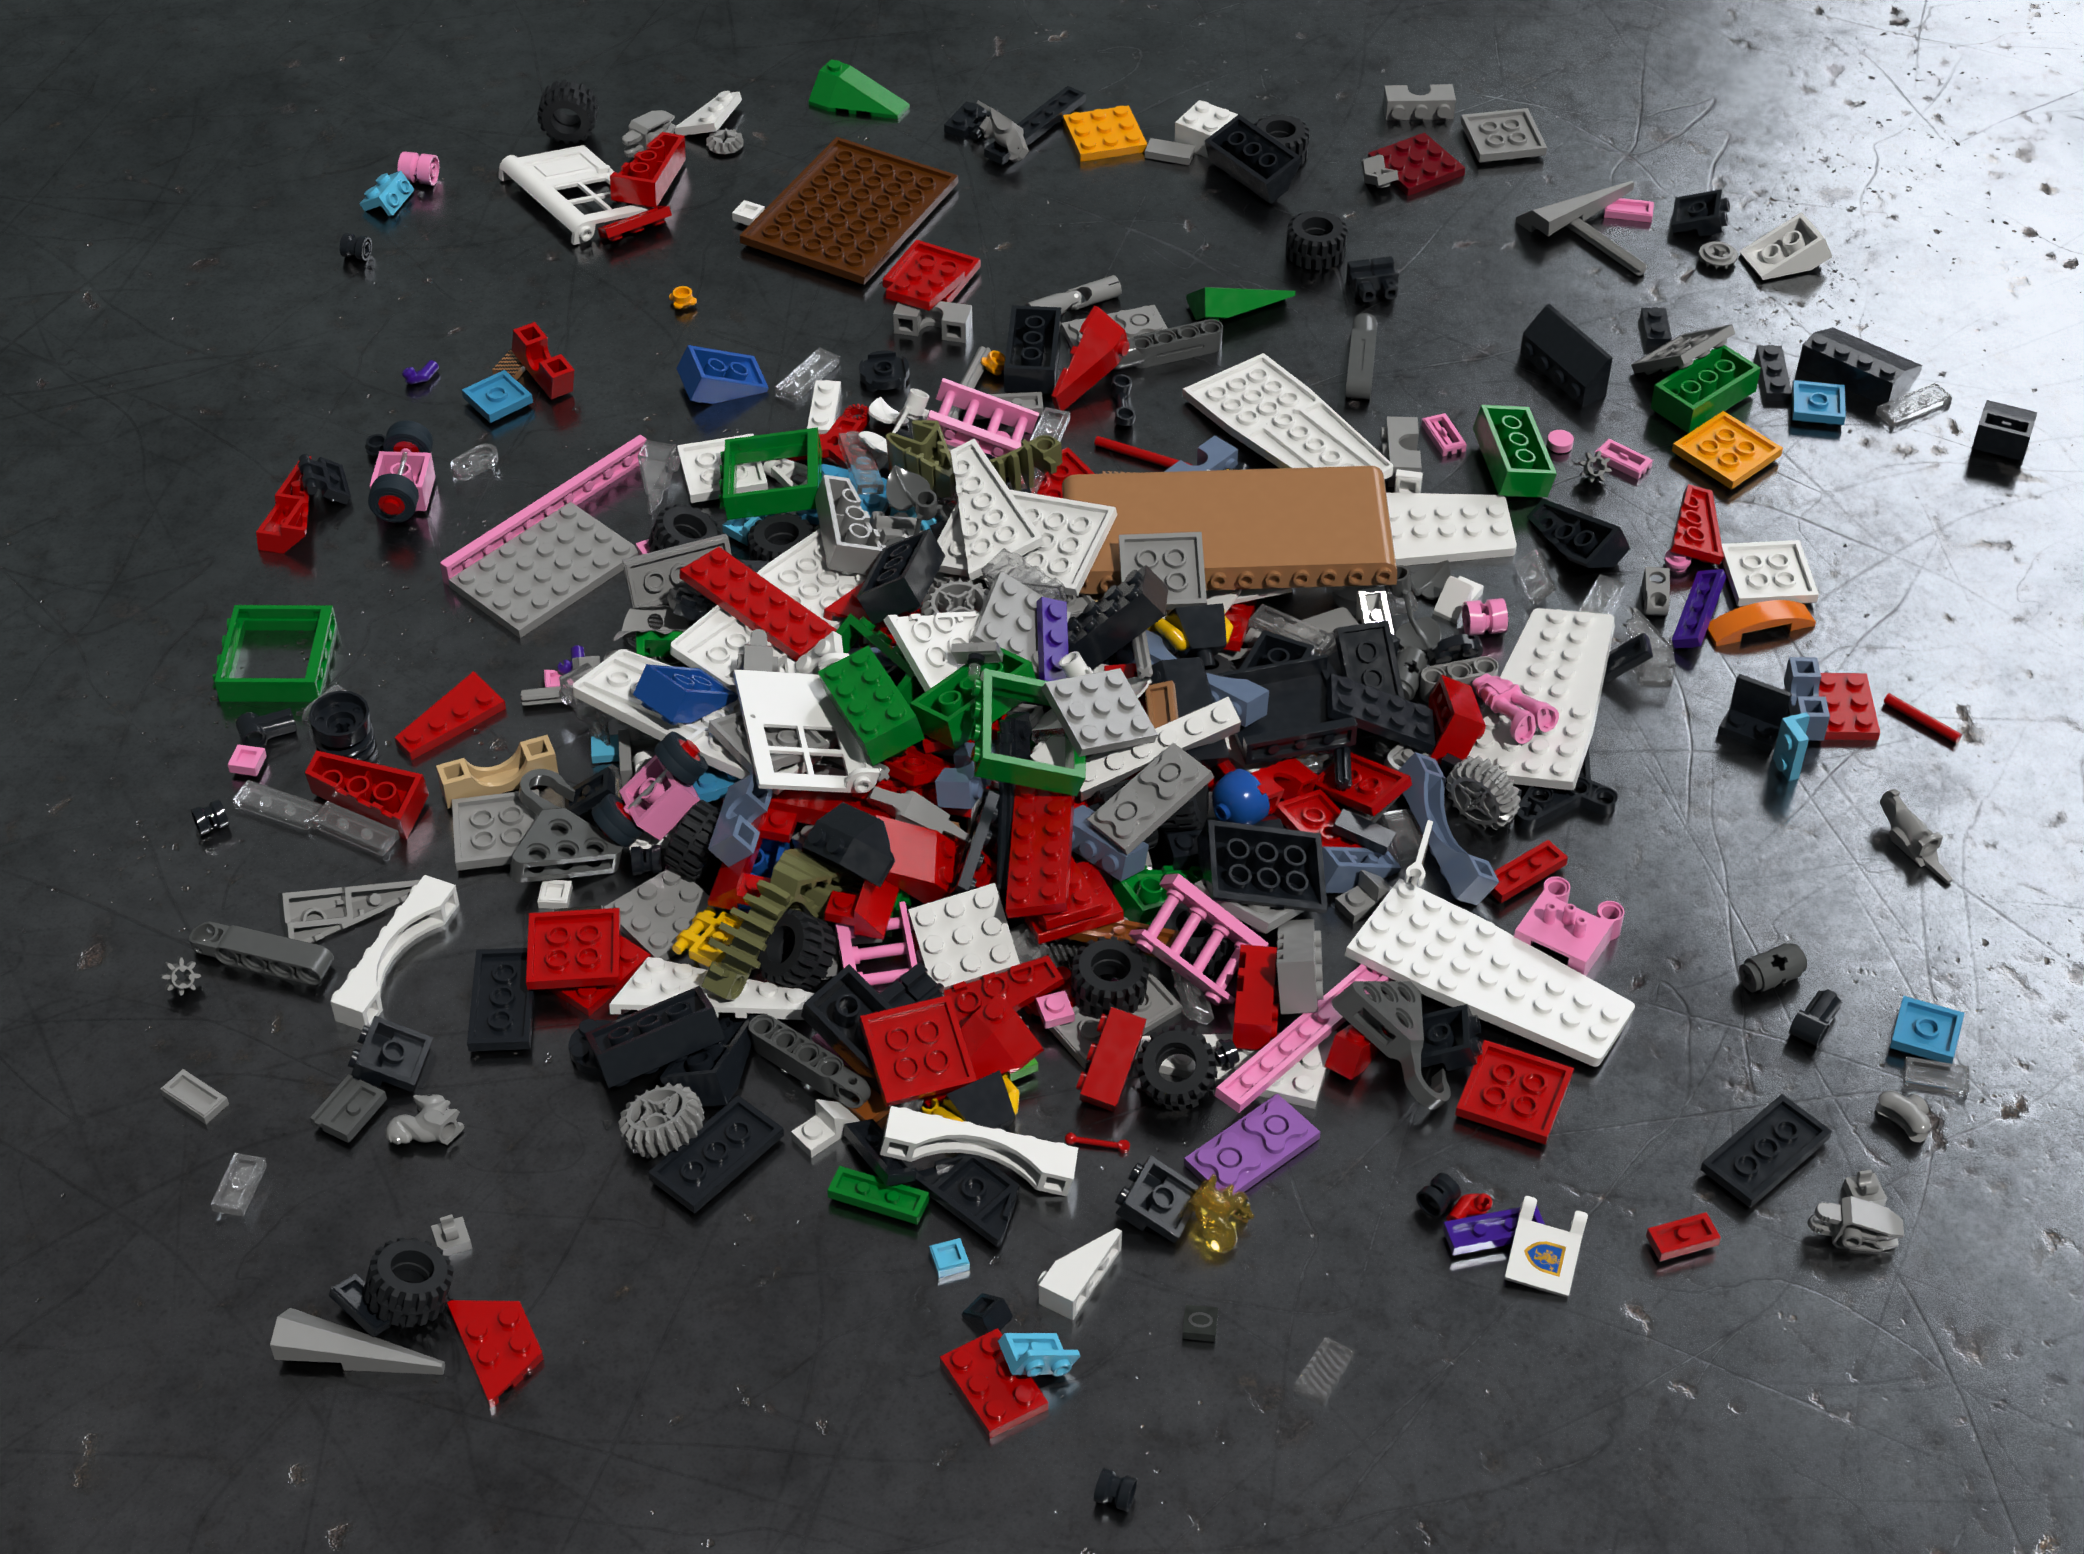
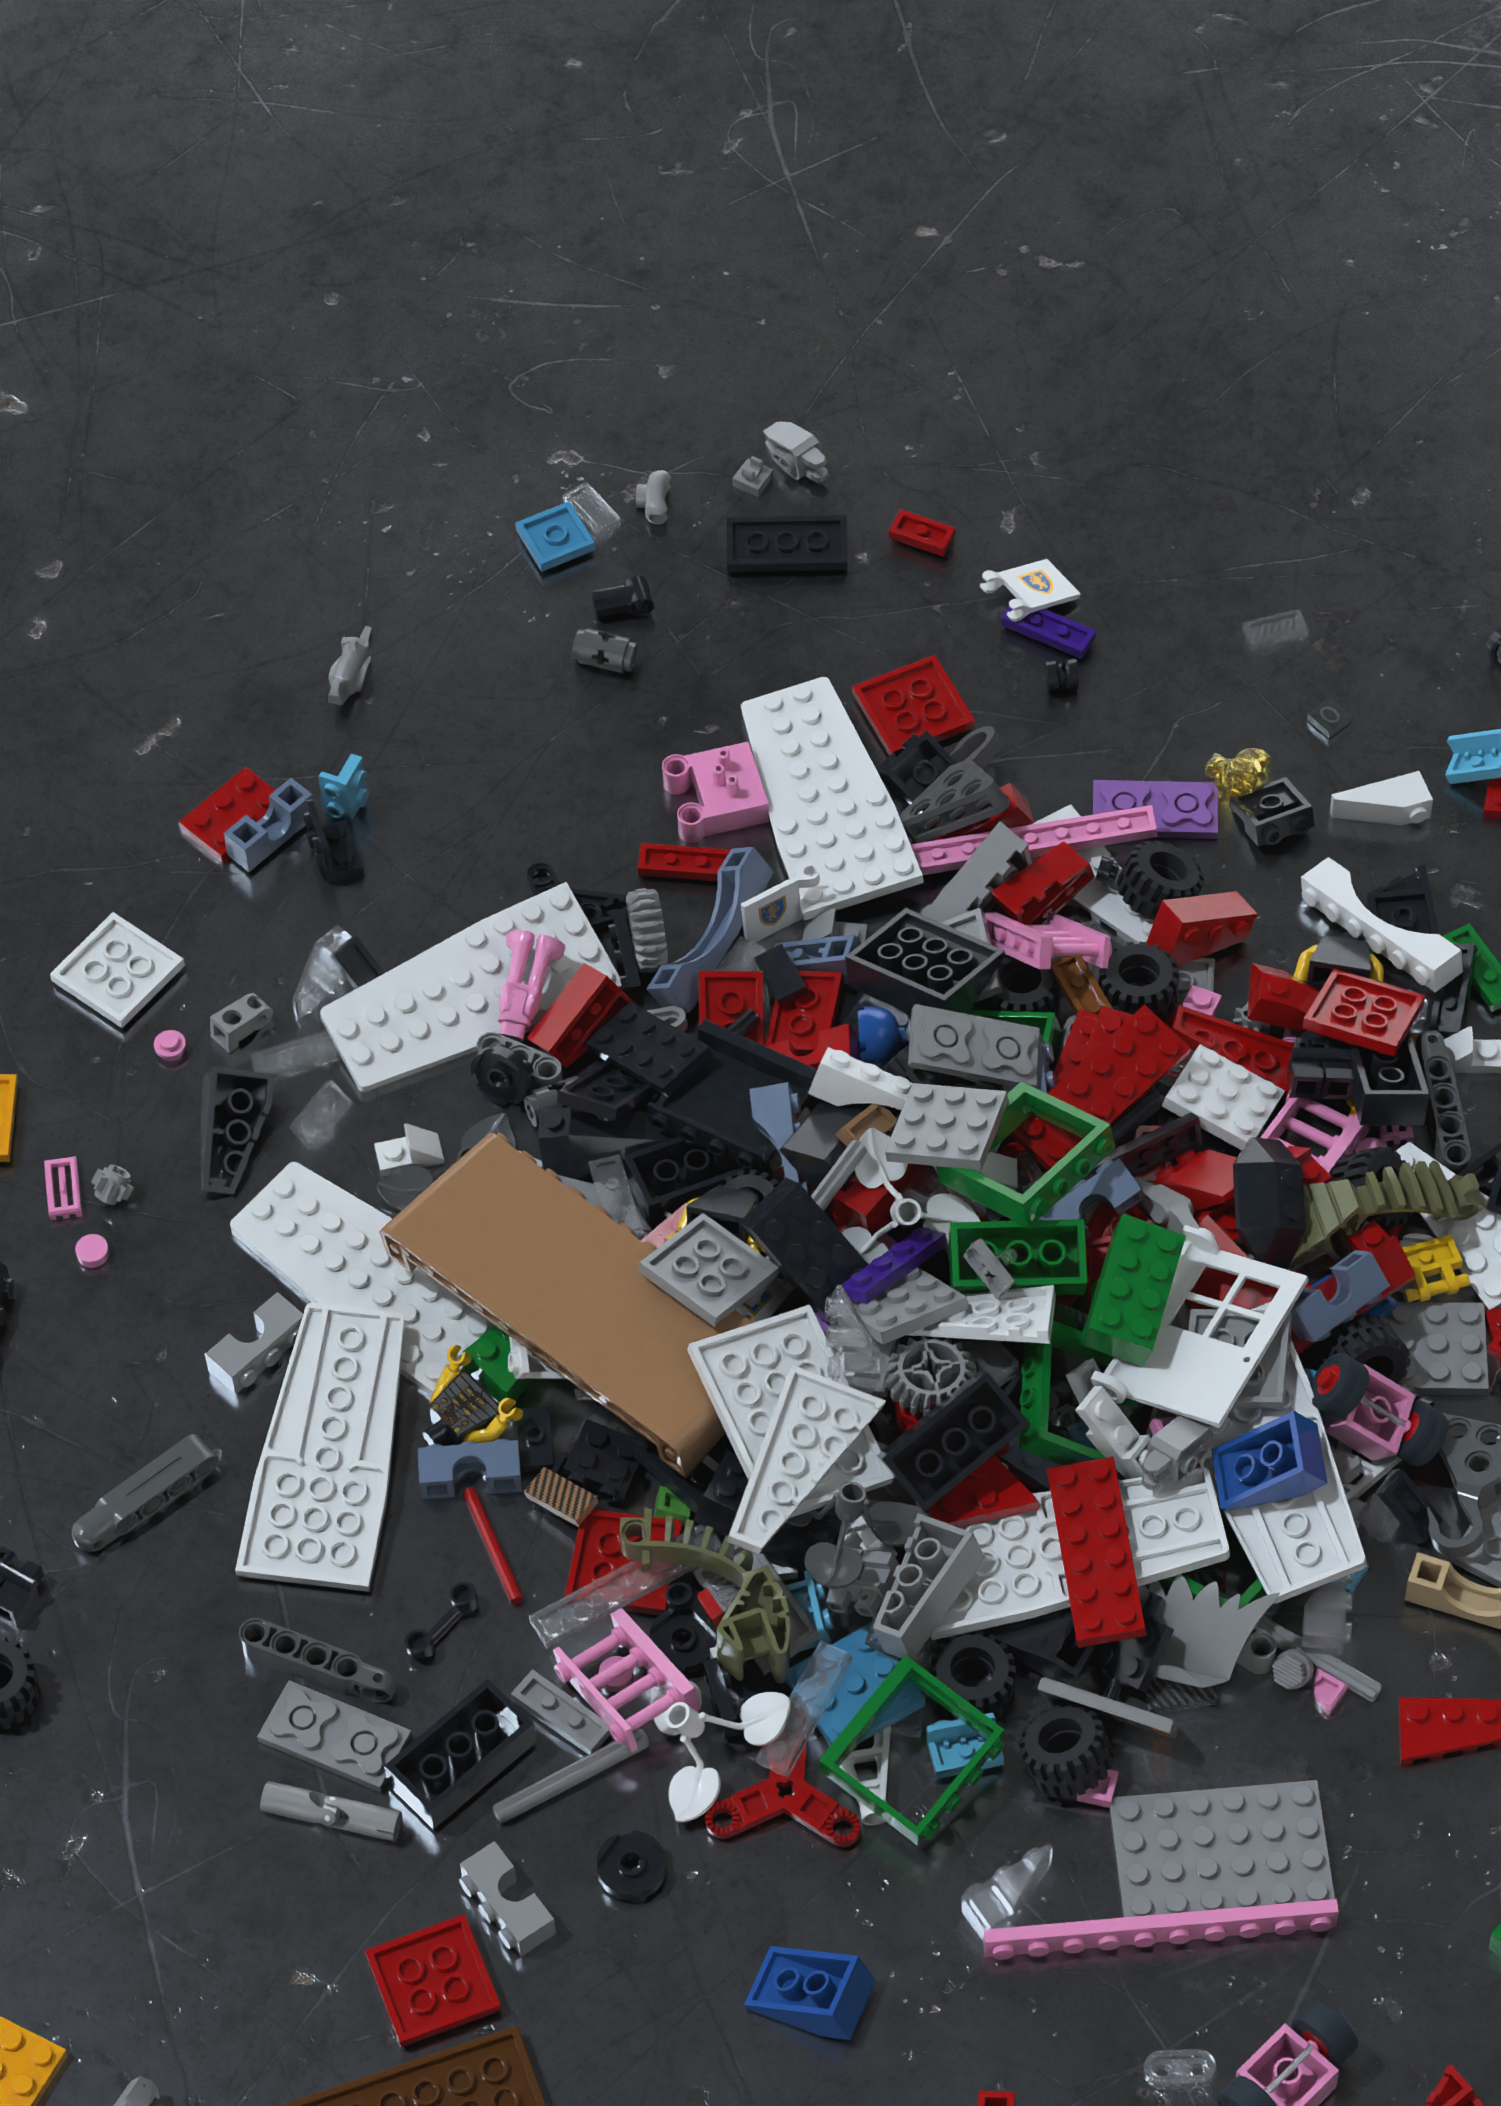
camera: 135 degrees left, 10 degrees up
(576, 651) = (1295, 1697): dark purple arm -> none
(702, 470) = (936, 1869): white plate -> none
(806, 374) = (712, 1931): clear tile -> none
(824, 405) = (742, 1865): white plate -> none
(925, 284) = (477, 1934): red plate -> none
(949, 1258) = (1467, 890): medium azure tile -> none
(988, 1313) = (1478, 832): black slope -> none
(994, 362) = (508, 1782): light orange plate -> none
(1097, 354) = (423, 1671): red wedge -> none
(1123, 1145) = (1250, 883): red hinge -> none
(1228, 302) = (183, 1670): green wedge -> none
(1408, 481) = (296, 1295): white tile -> none
(1439, 434) = (174, 1366): bright pink tile -> none
(1470, 1205) = (1038, 657): red arm -> none
(1482, 617) = (418, 1101): bright pink wheel -> none
(1514, 451) = (167, 1247): green brick -> none
(1697, 527) = (117, 1050): red wing -> none
(1699, 608) = (226, 978): dark purple plate -> none
(1758, 616) = (194, 932): orange slope -> none
(1922, 718) = (189, 763): red bar -> none

